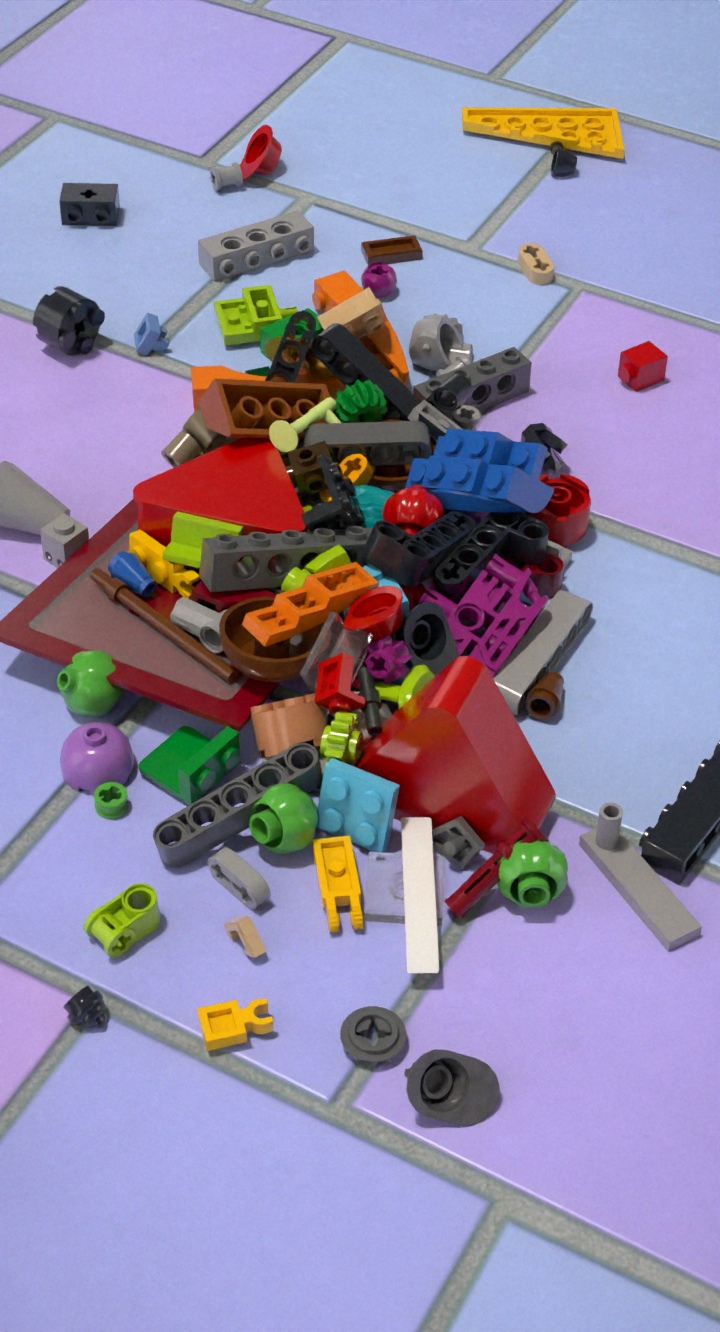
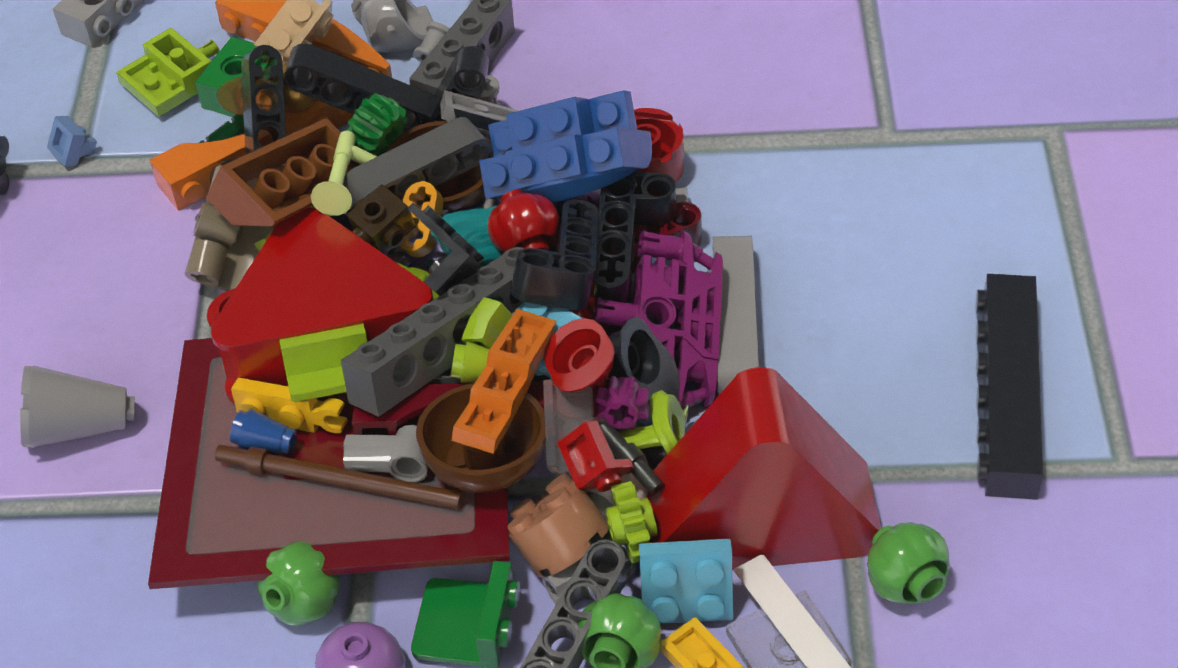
camera: 25 degrees left, 5 degrees up
(62, 539) = (145, 429): light grey brick -> none
(457, 842) = (806, 566): dark grey piece -> none
(488, 874) = (856, 632): dark red pin -> none
(543, 434) = (574, 81): black rock -> none
(545, 697) = (776, 355): reddish brown cone -> none
(638, 881) = (1002, 517): light grey piece -> none

